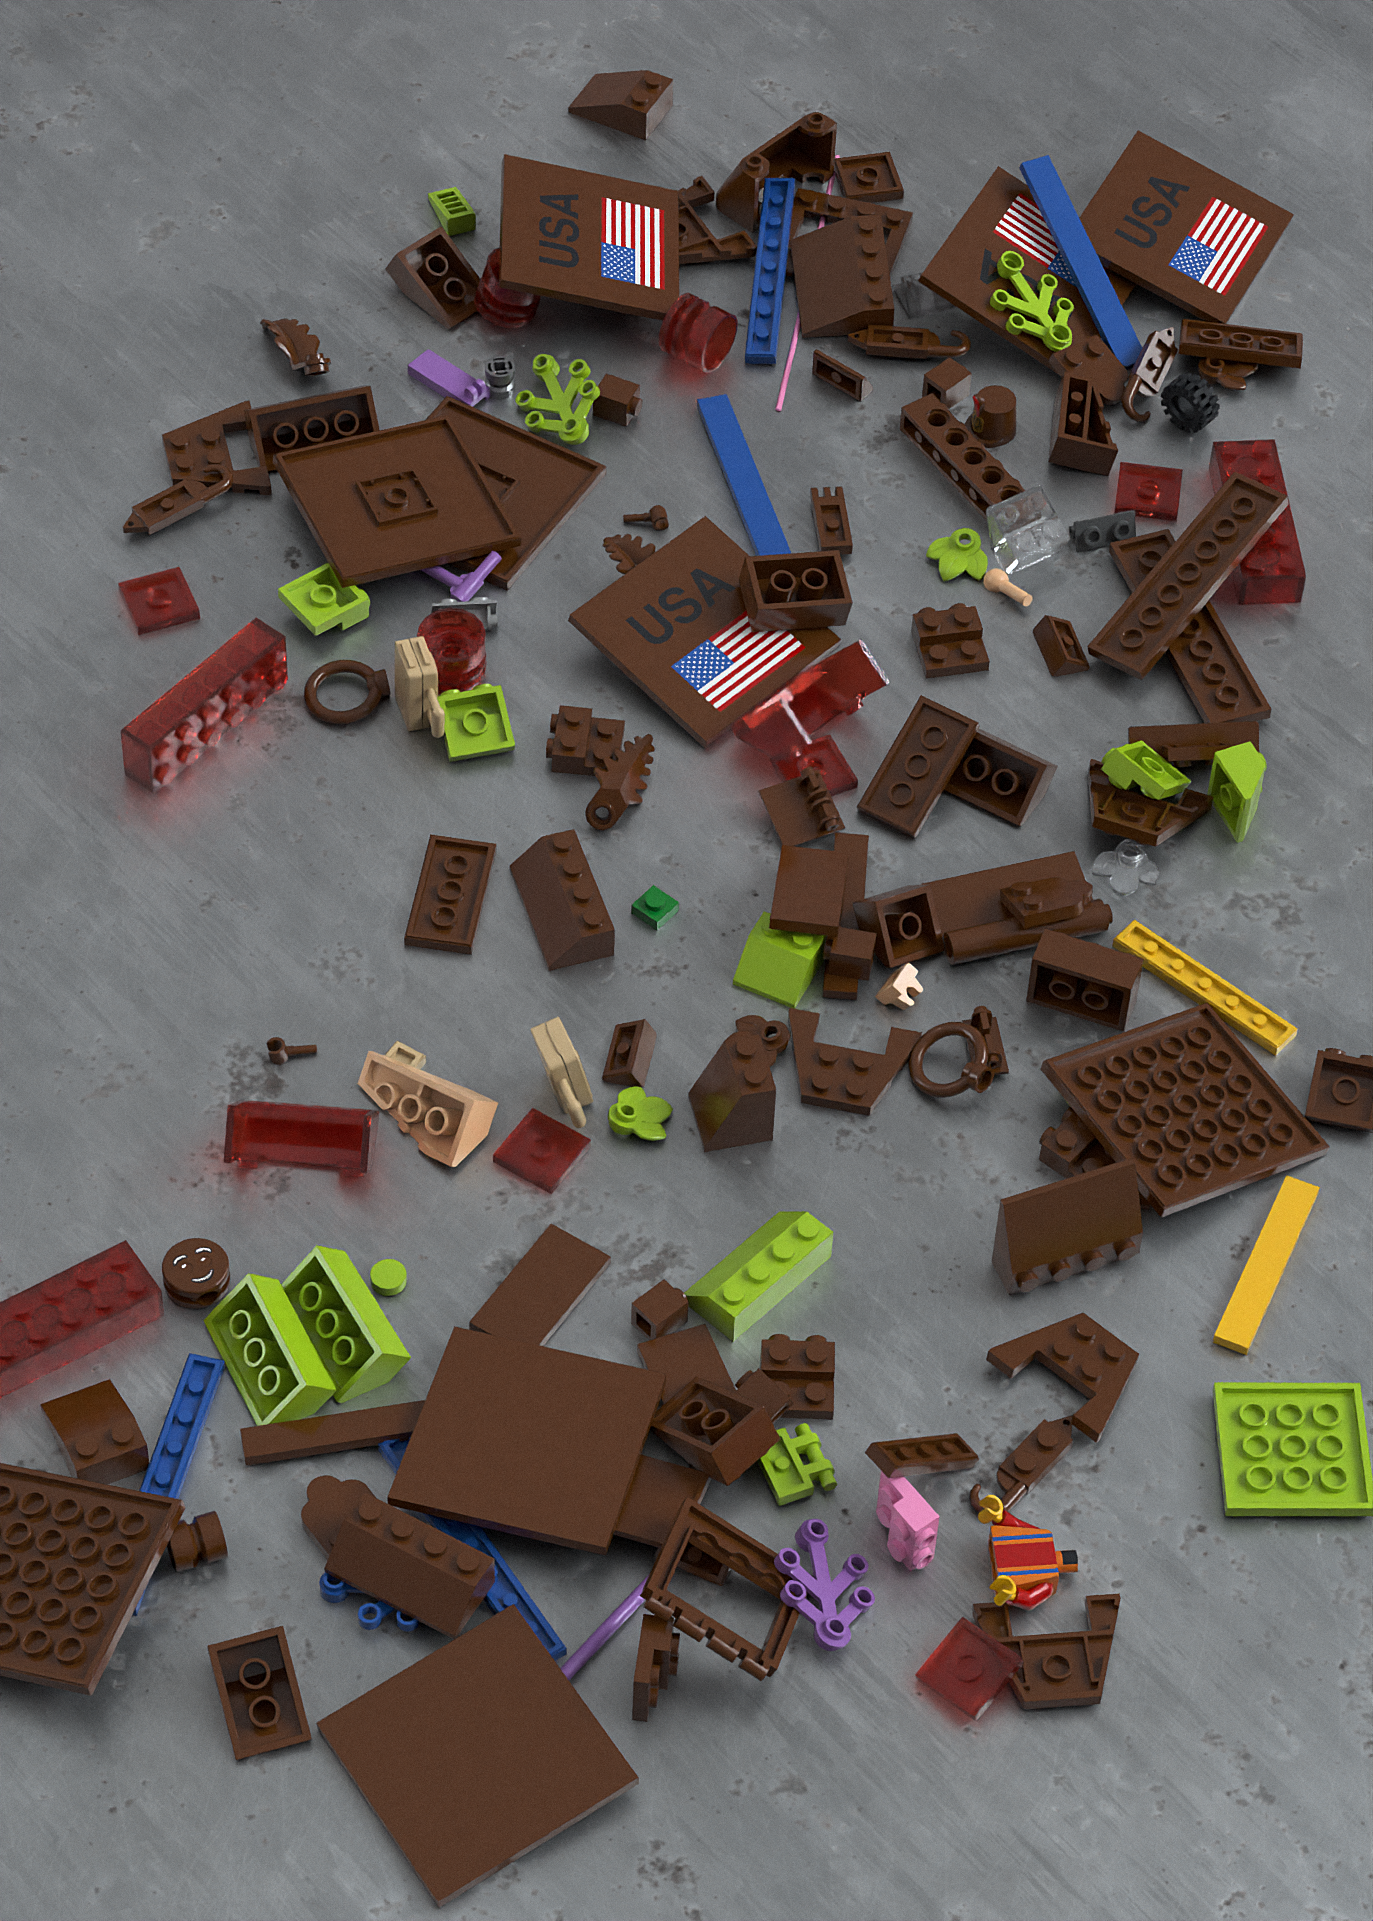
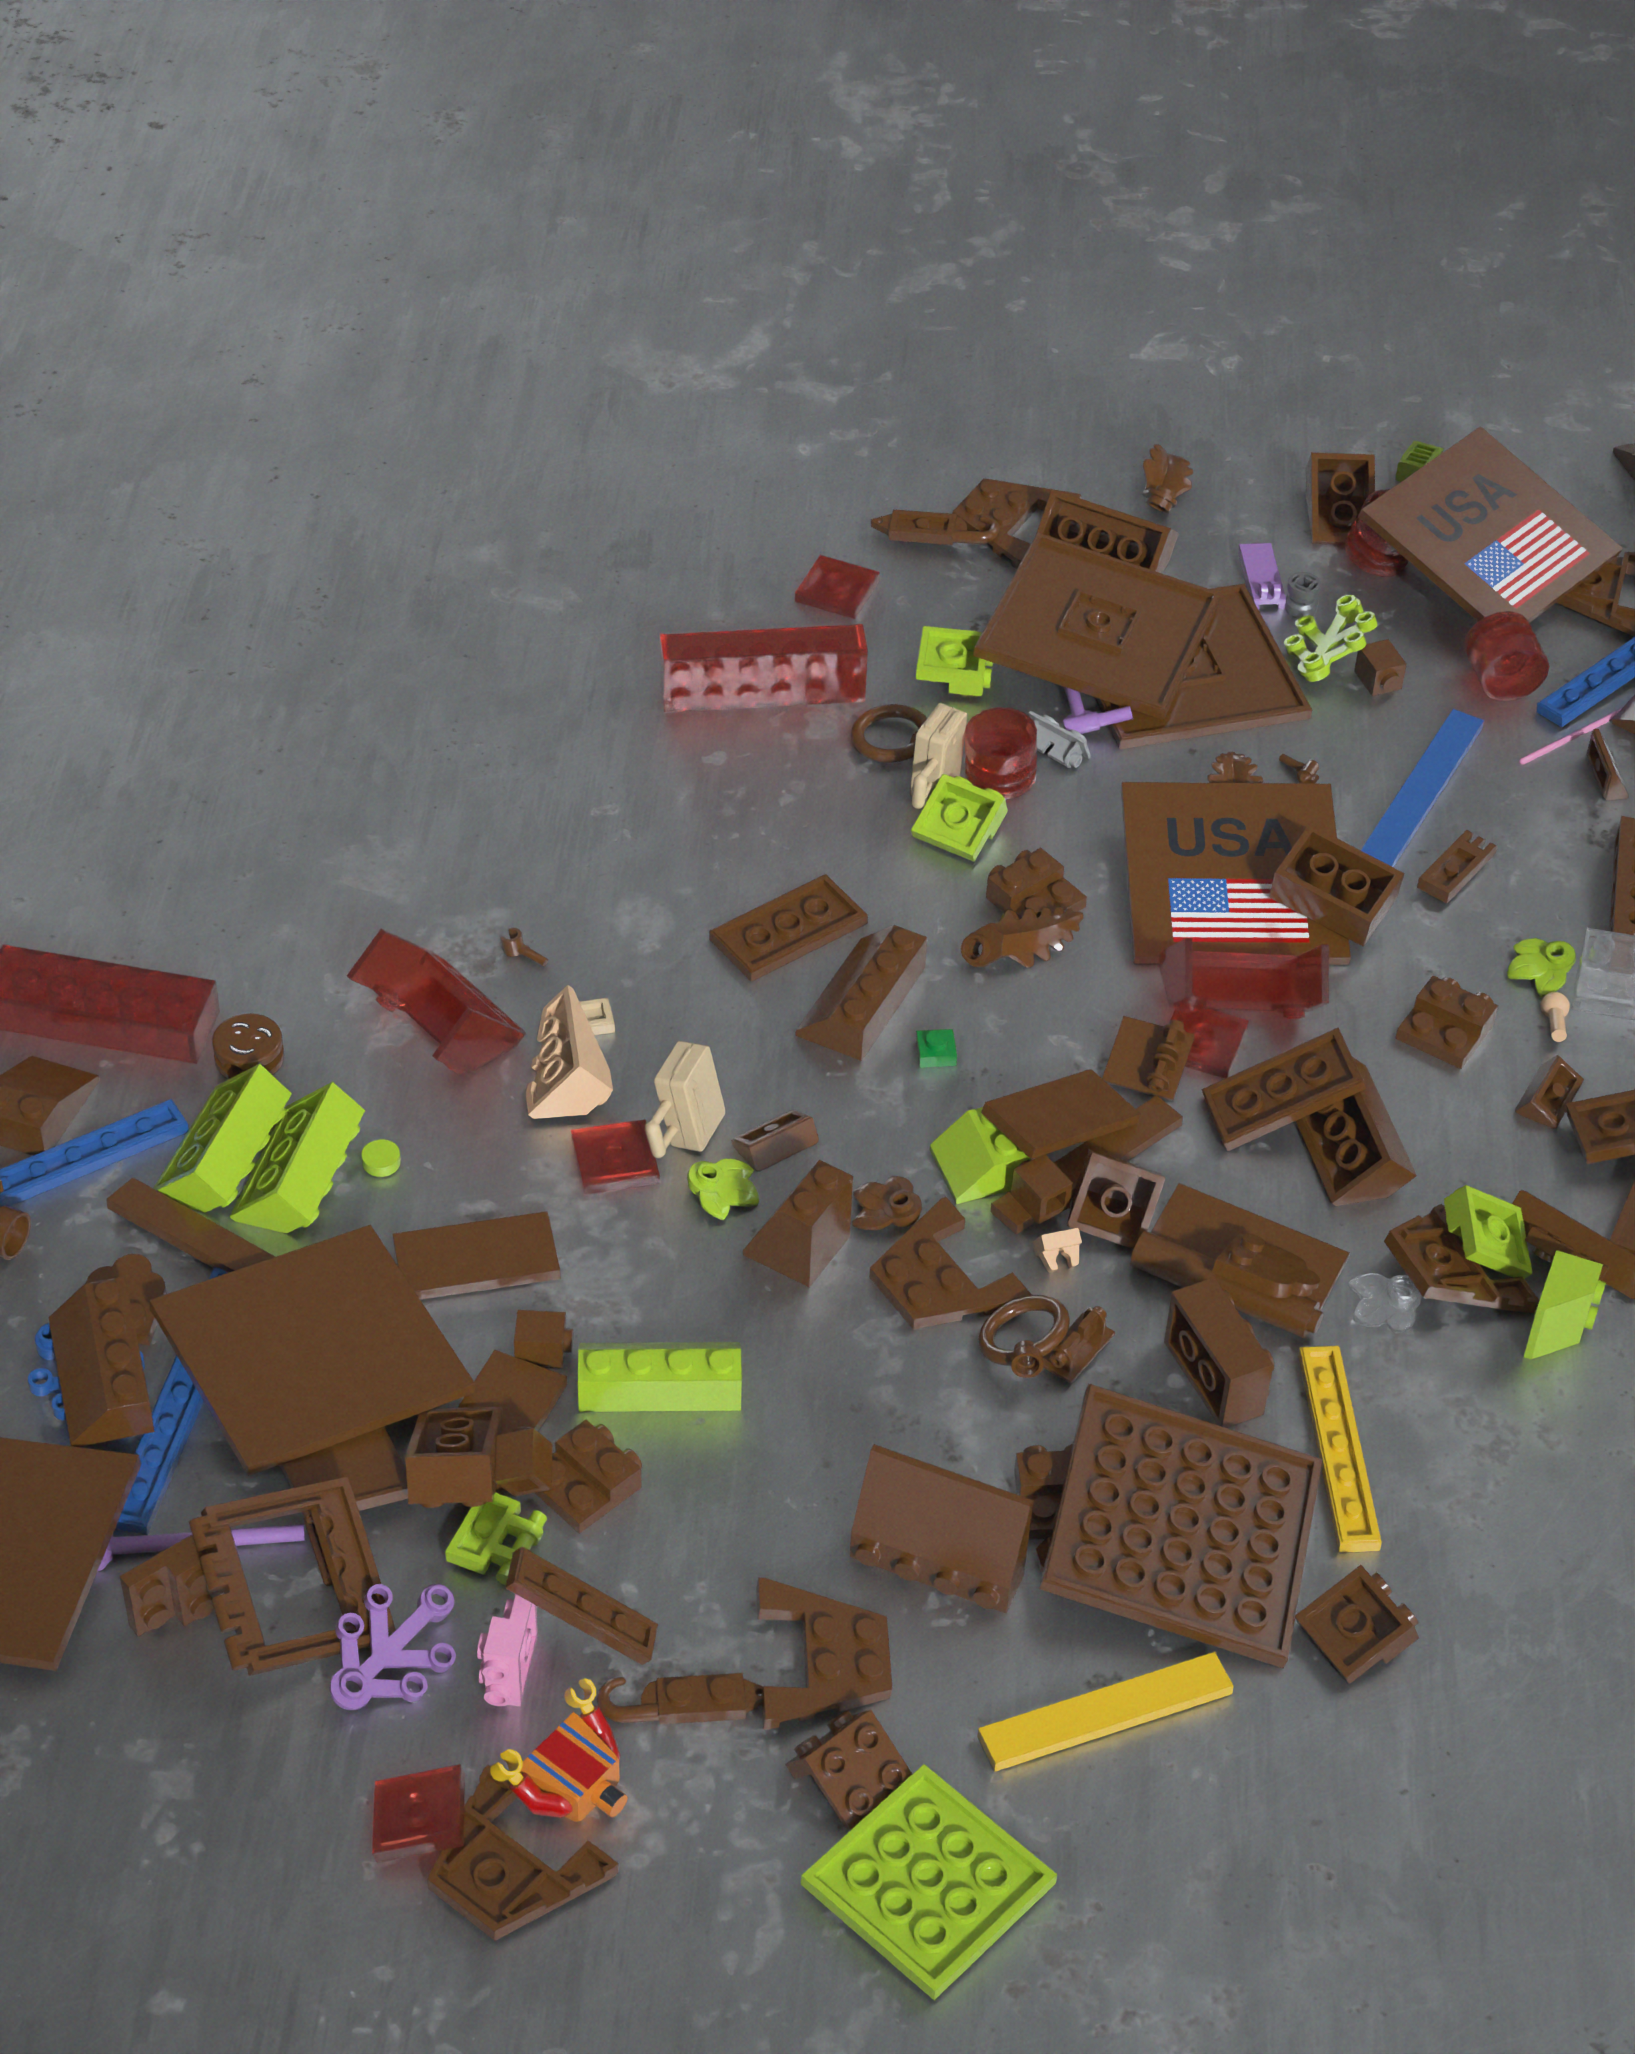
camera: 45 degrees right, 5 degrees down
(1172, 1415) = (851, 1765): none -> reddish brown bracket

